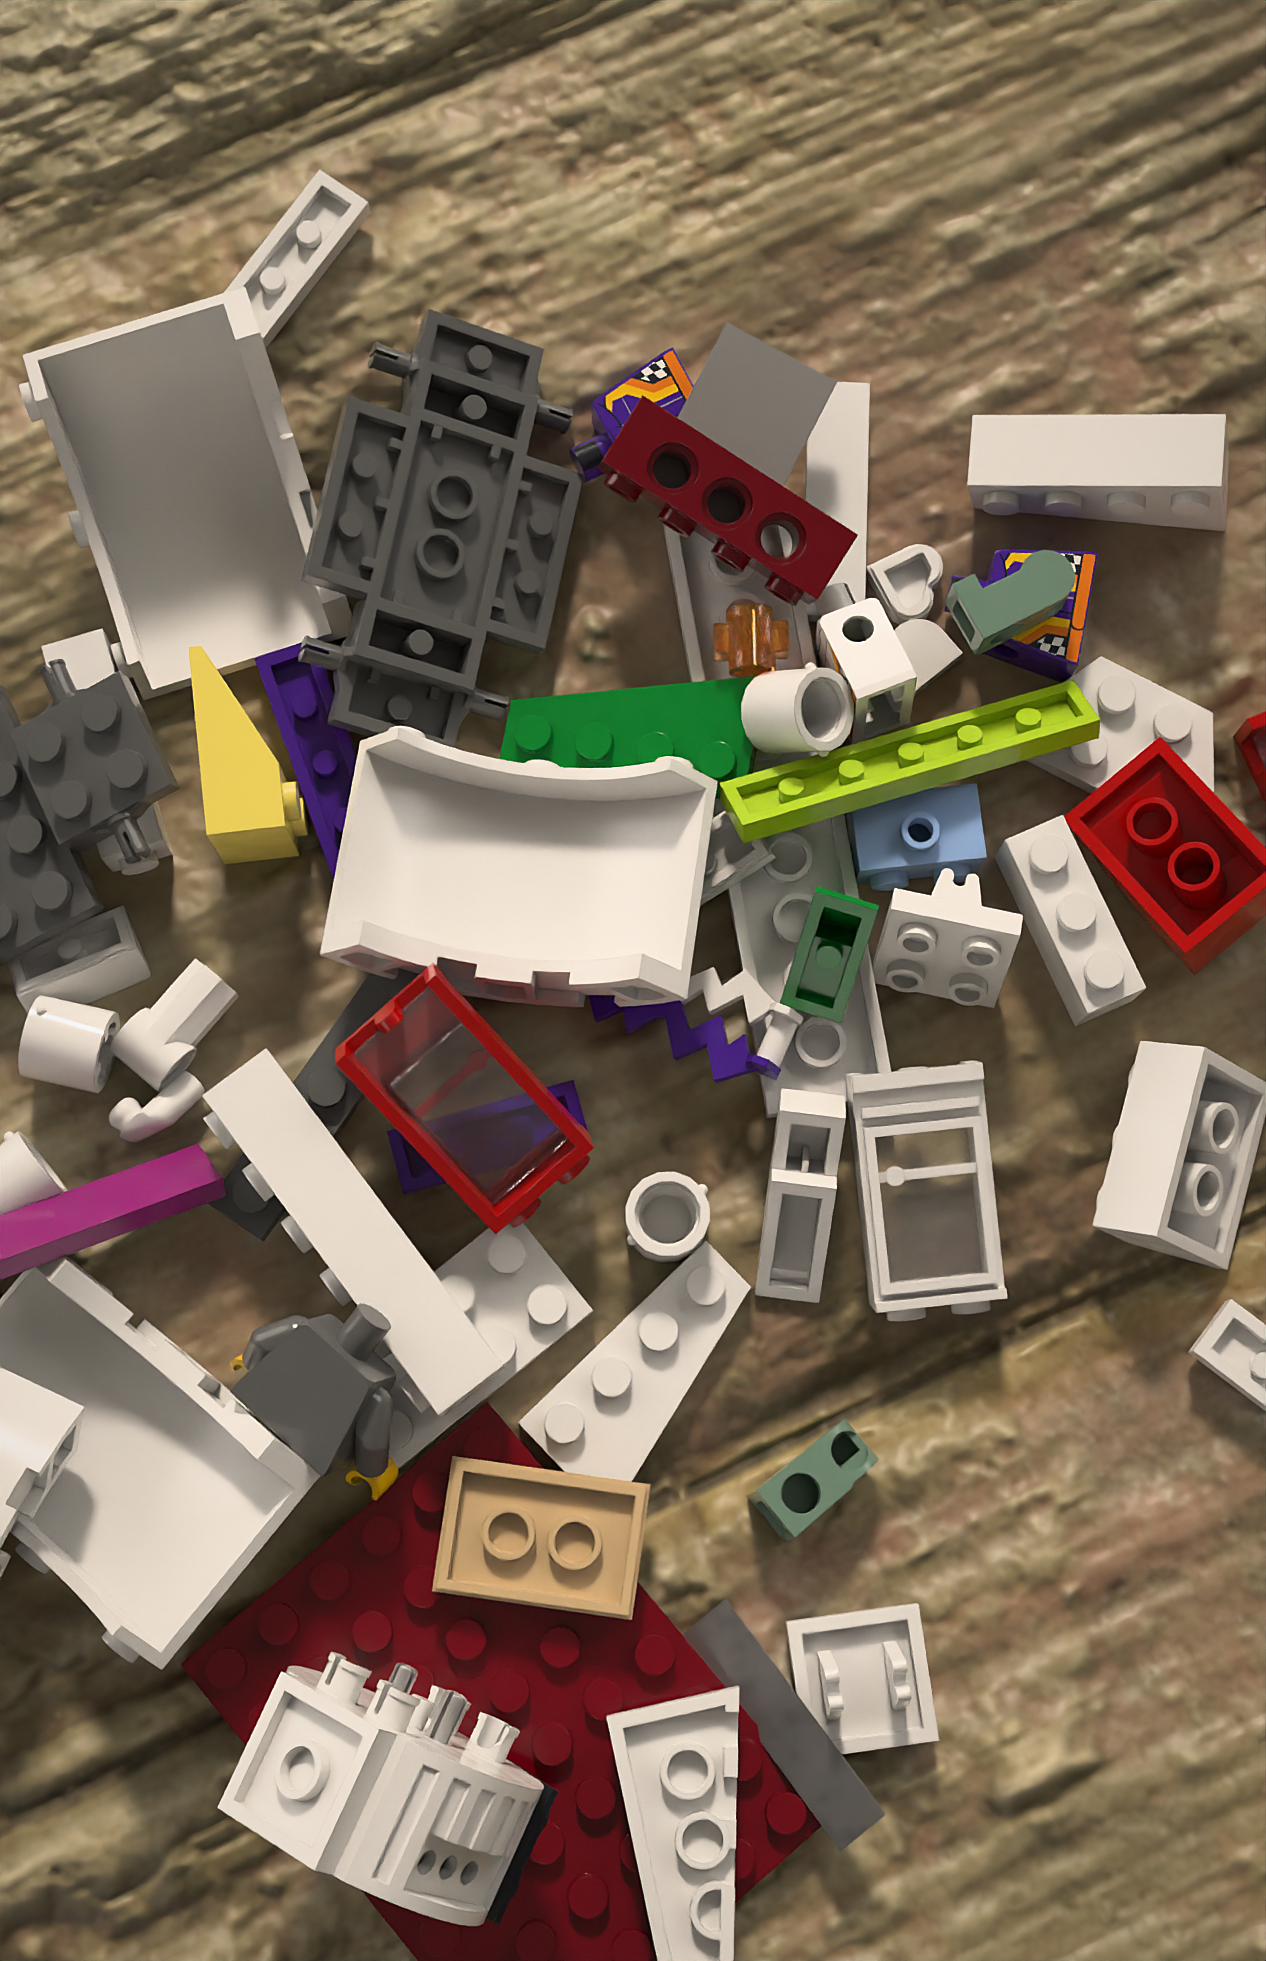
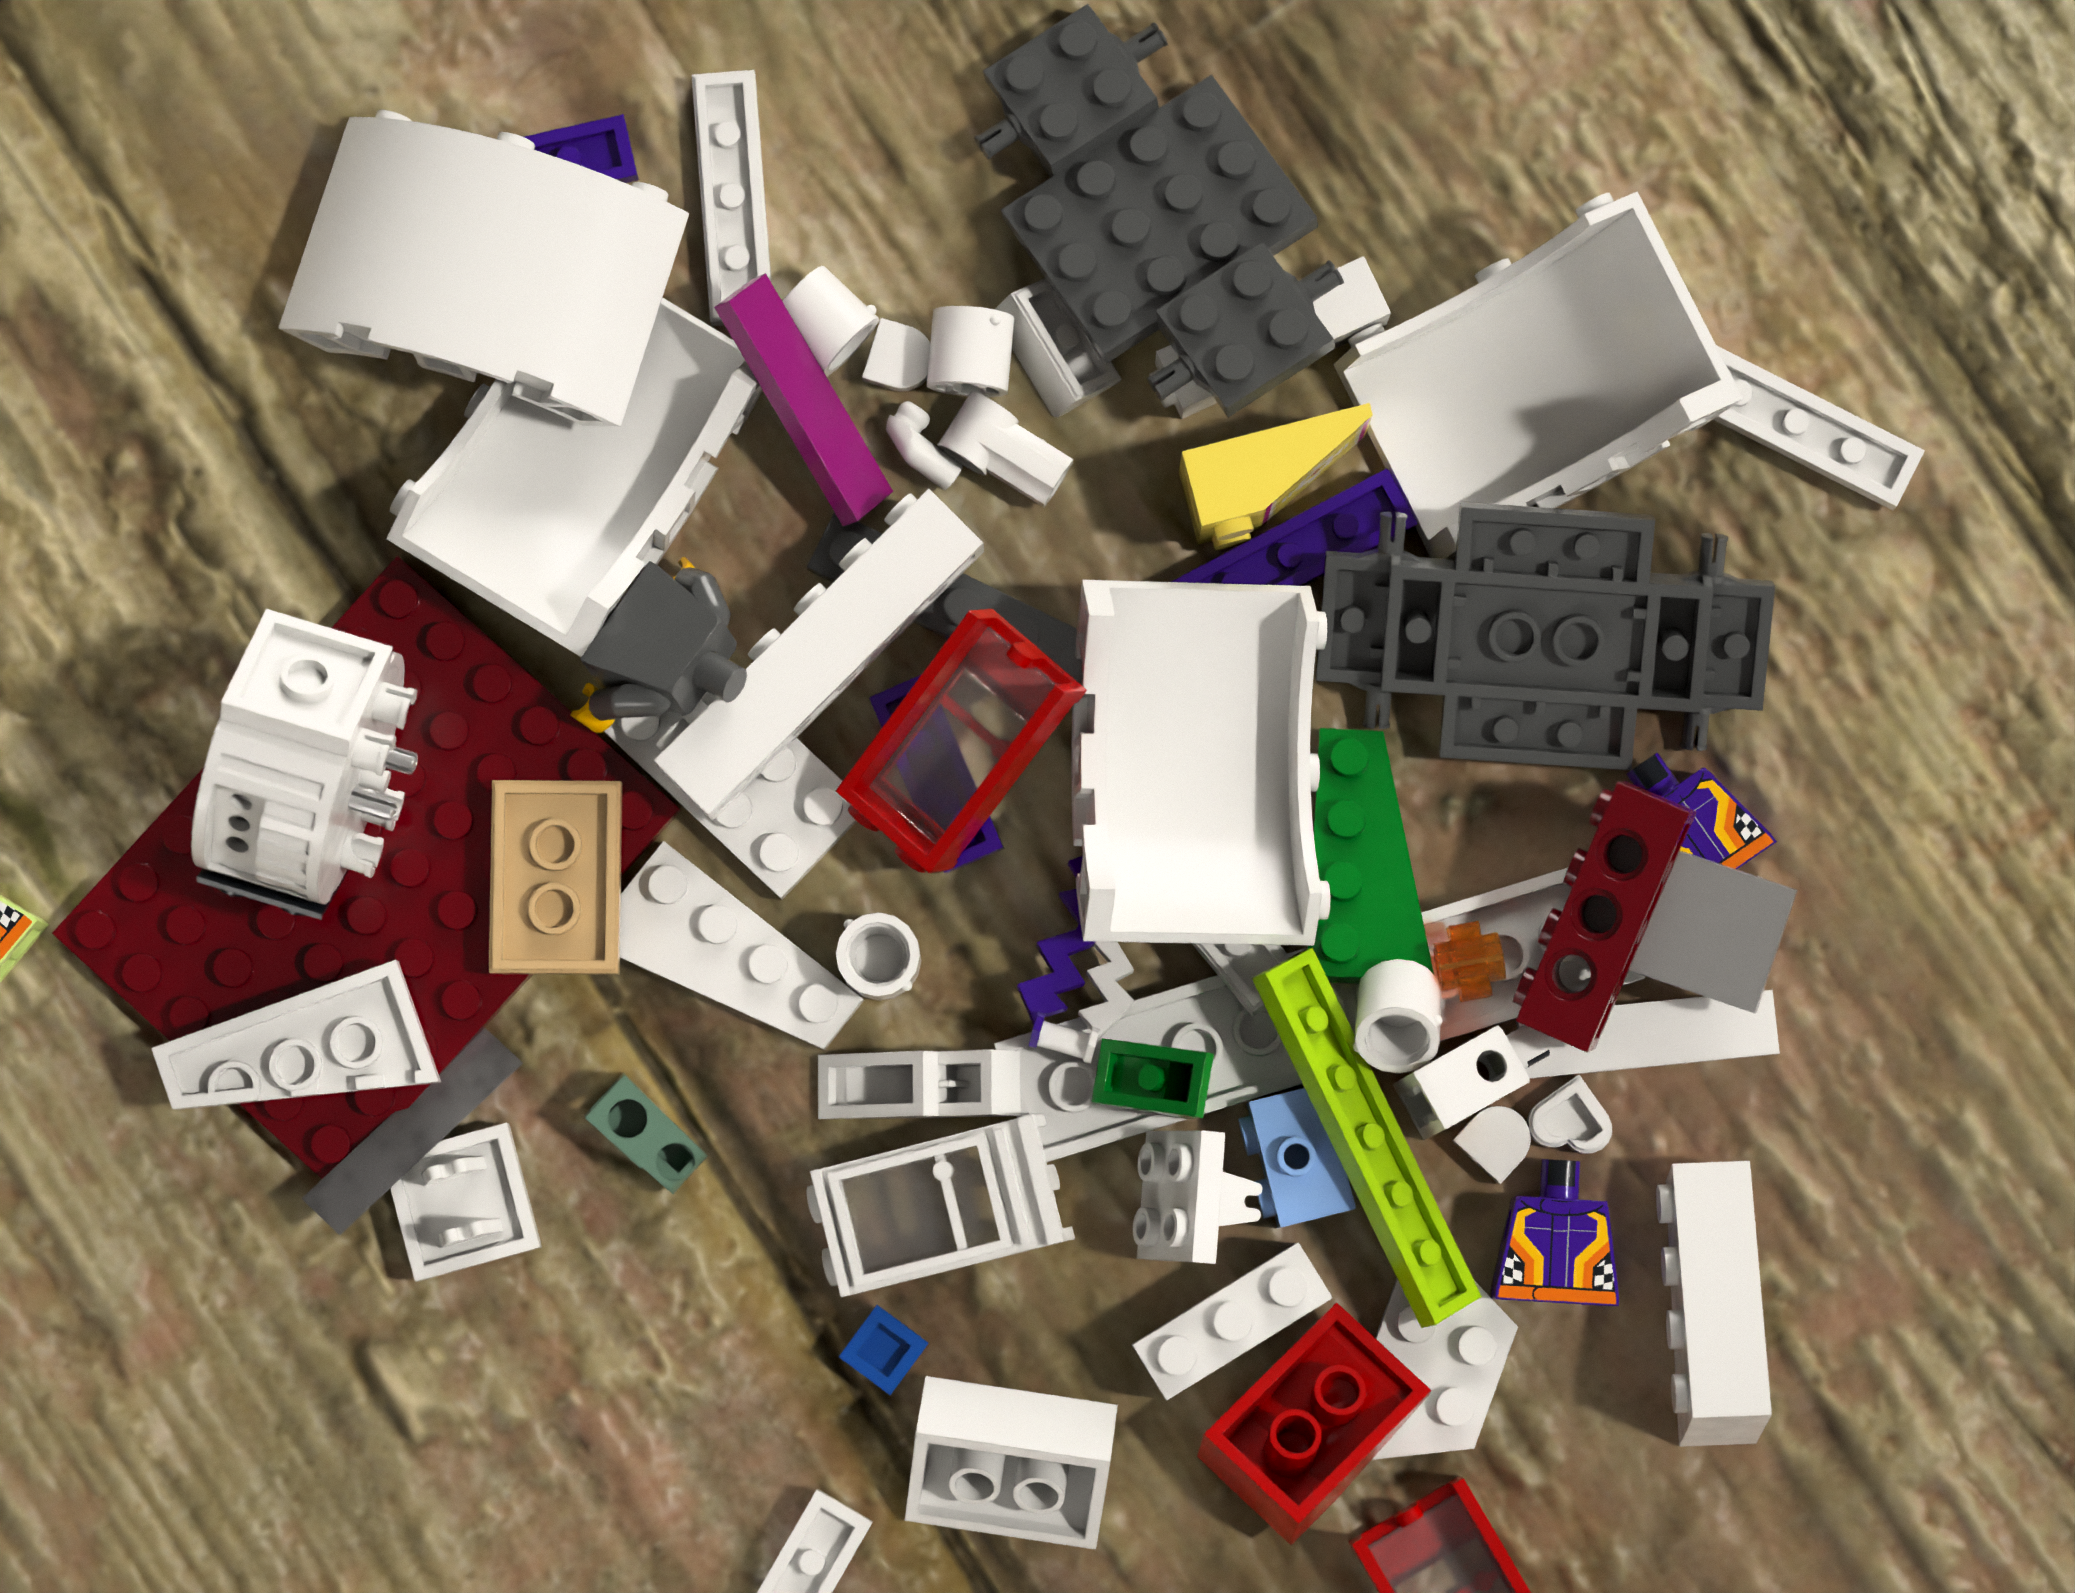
camera: 85 degrees right, 5 degrees up
(63, 1120) = (897, 357): none -> white tile
(1013, 603) = (1535, 1212): sand green leg -> none
(1059, 1266) = (883, 1349): none -> blue plate

